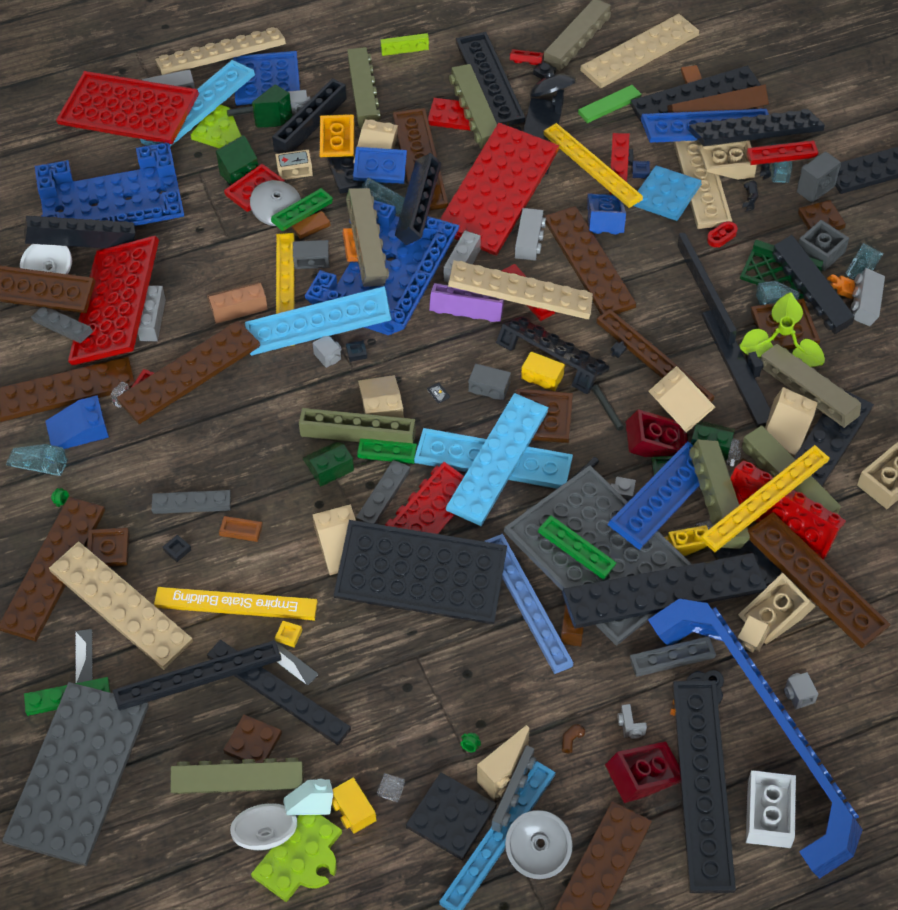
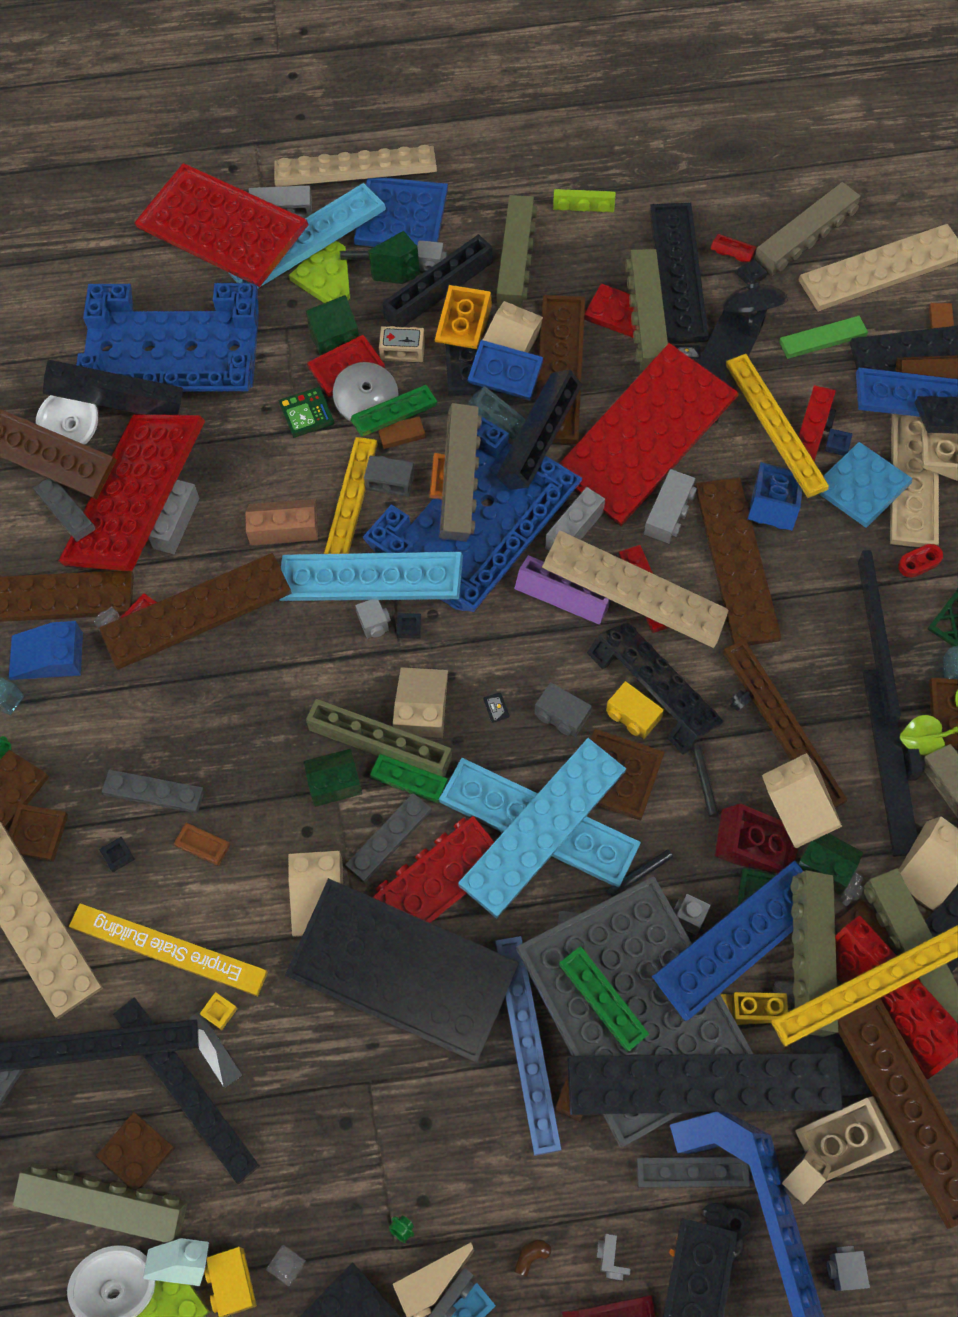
camera: 15 degrees right, 10 degrees up
(232, 225) = (306, 412): none -> dark green tile

